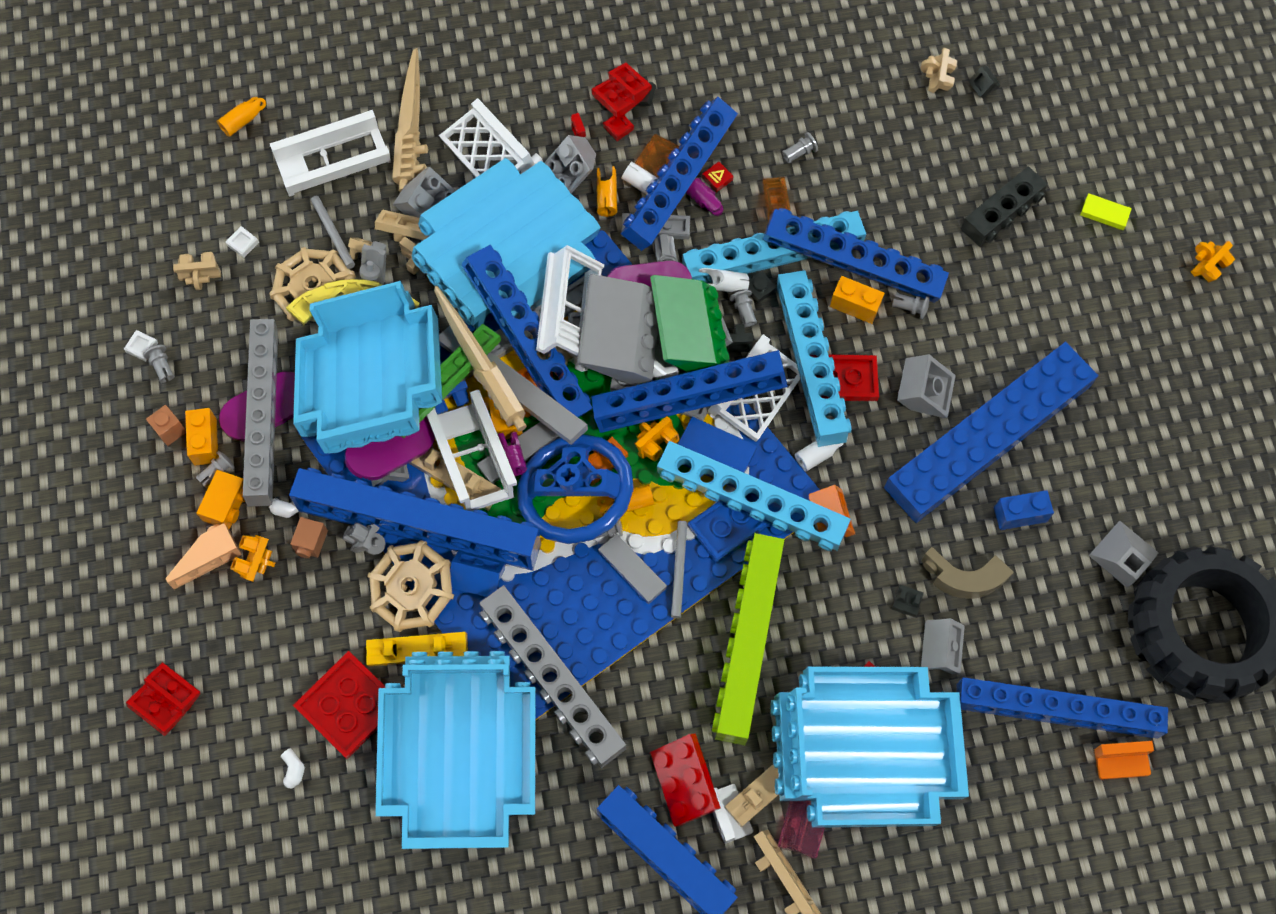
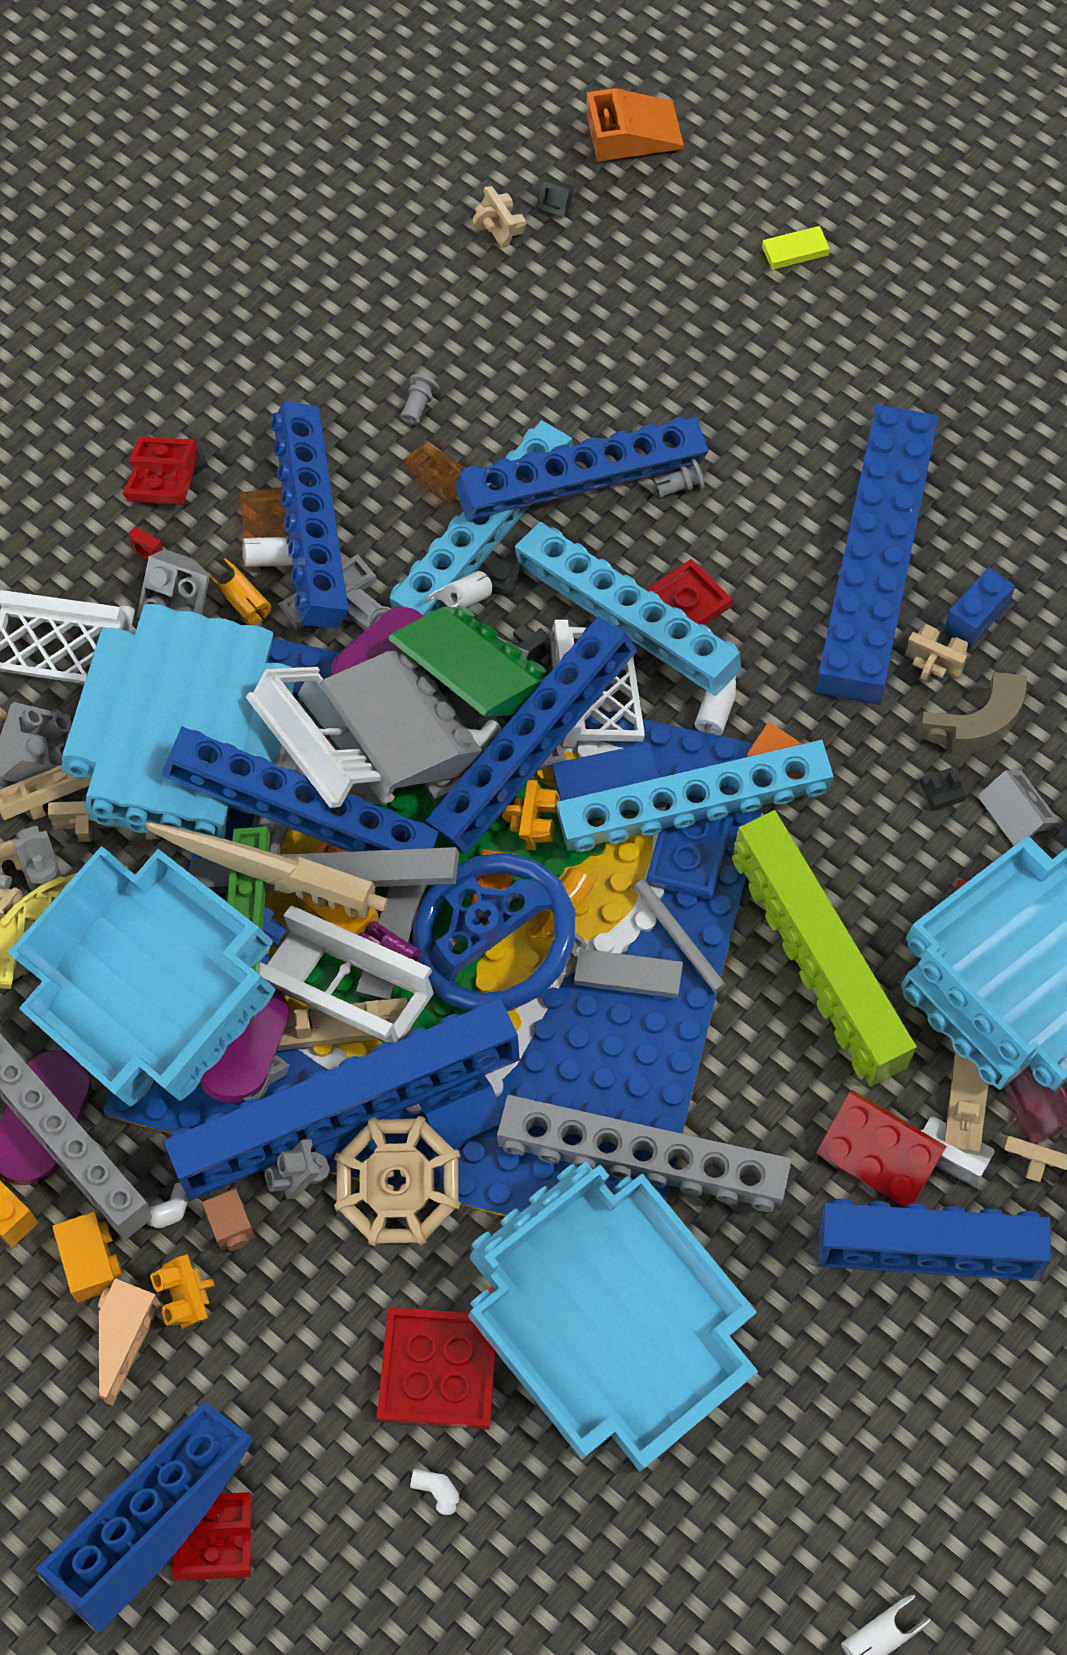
camera: 35 degrees left, 5 degrees down
(132, 662) = (145, 1518): none -> blue slope
(221, 463) = (44, 1235): light grey pin -> none
(381, 650) = (451, 1254): yellow hinge -> none
(618, 127) = (189, 515): red tile -> none
(705, 197) = (360, 522): magenta hinge -> none
(717, 177) = (351, 491): red tile -> none
(743, 304) = (503, 608): light grey pin -> none
(856, 299) = (620, 515): light orange brick -> none
(926, 386) = (769, 553): light grey slope -> none
(969, 520) = (935, 657): none -> tan hips
(1025, 183) = (689, 312): pearl dark grey brick -> none
(1068, 67) = (631, 124): none -> orange slope
(1209, 257) = (941, 220): light orange hips -> none

